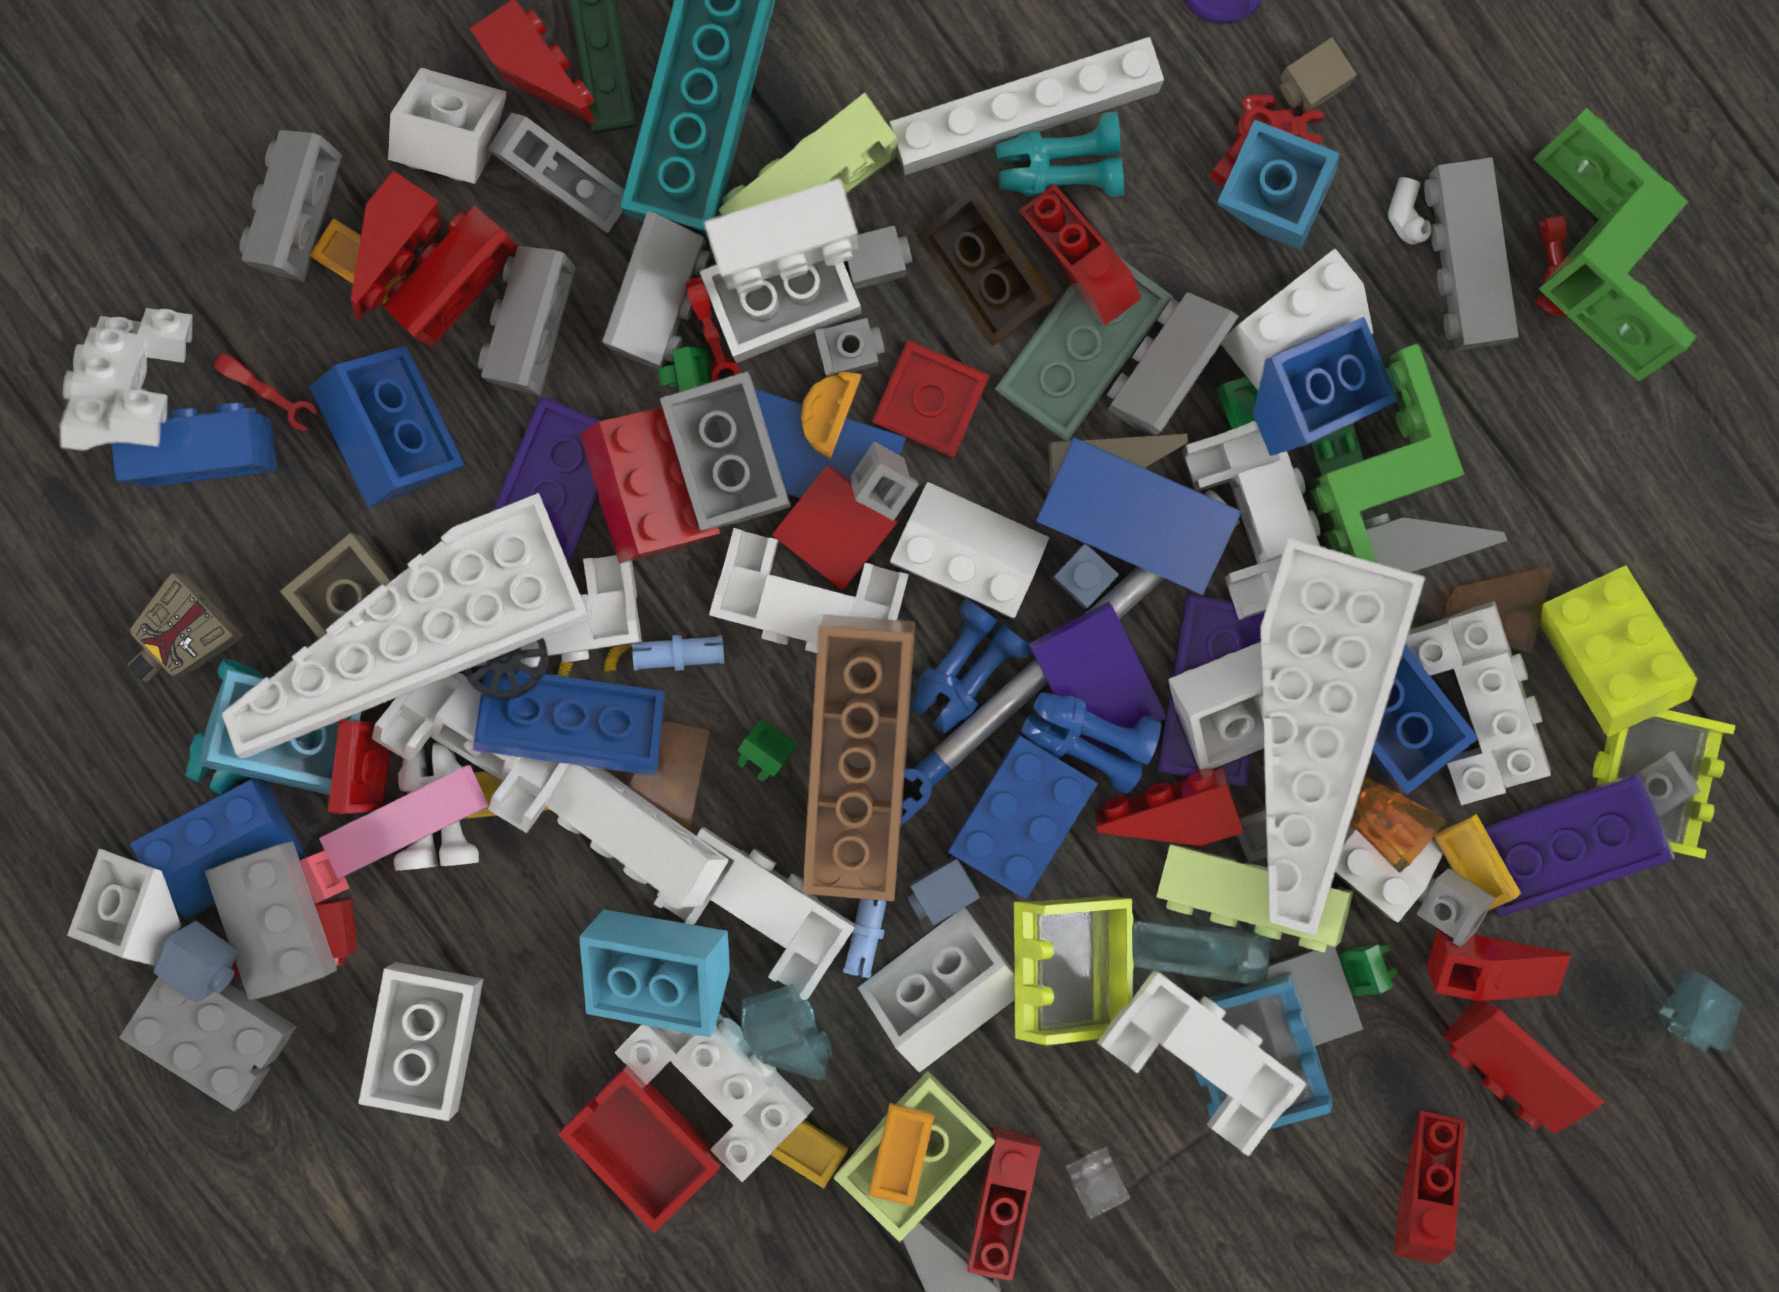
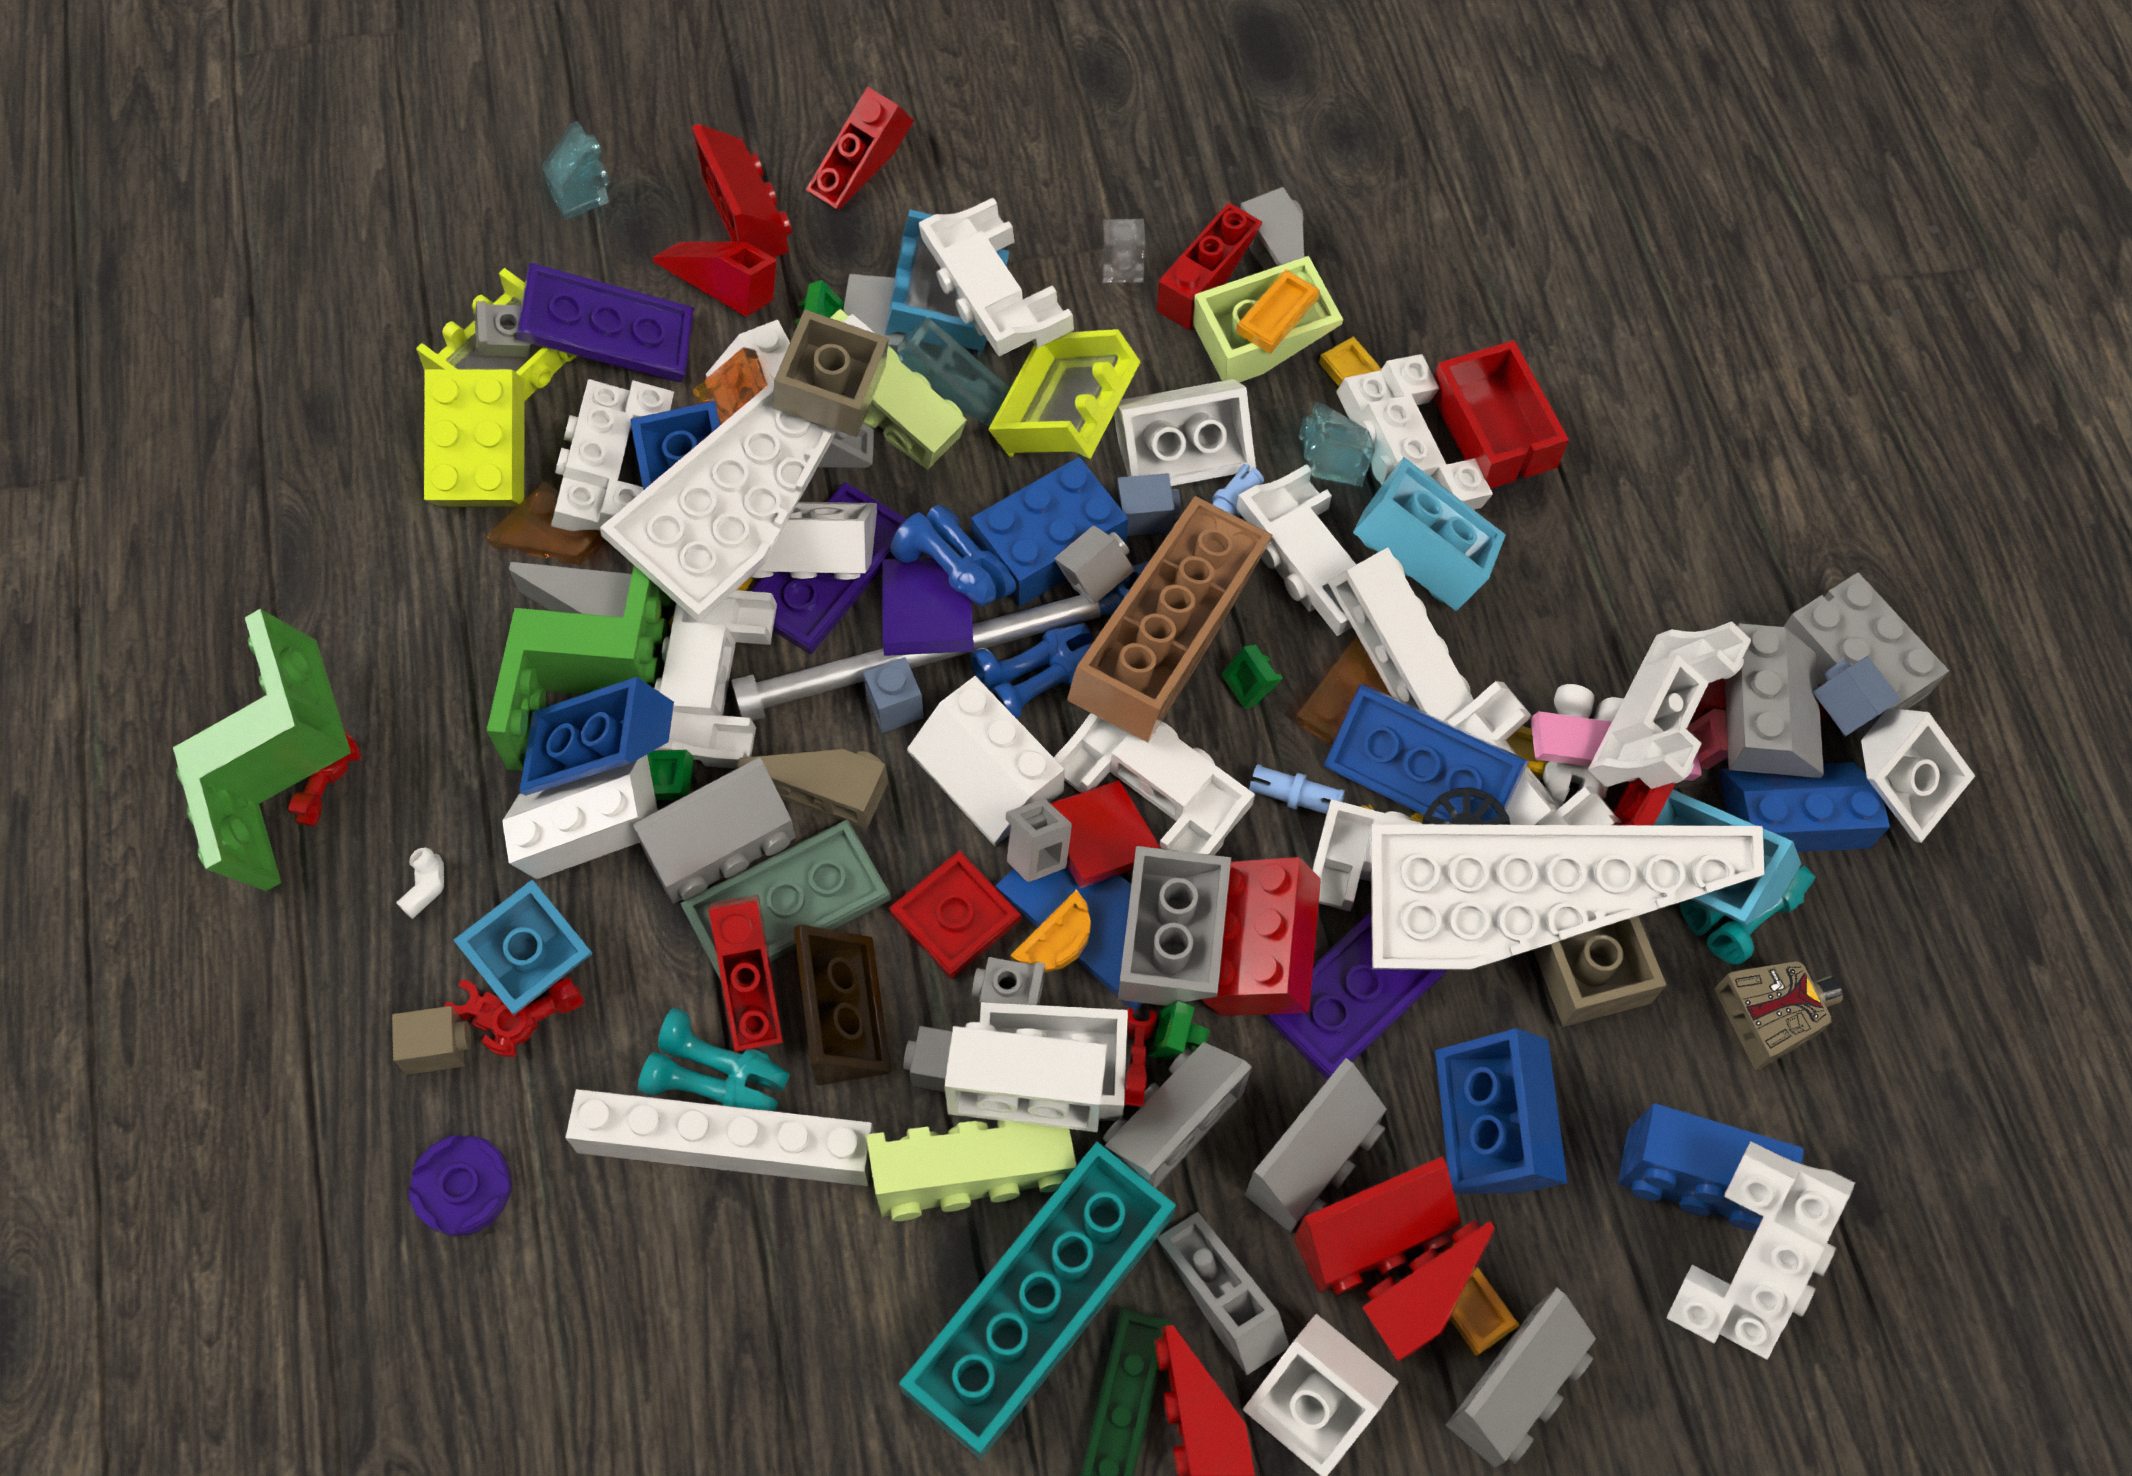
camera: 160 degrees left, 25 degrees down
(239, 373) = (1639, 1242): red piece -> none
(371, 860) = (1651, 724): none -> white bracket
(420, 1041) = (1663, 566): white brick -> none
(957, 786) = (1095, 563): none -> light grey brick
(1138, 515) = (819, 713): blue tile -> none
(1180, 812) = (913, 479): red slope -> none
(1293, 838) = (830, 373): none -> dark tan brick
(1465, 906) = (721, 317): light grey brick -> none
(1471, 254) = (389, 817): light grey brick -> none
(1477, 859) = (687, 344): yellow tile -> none

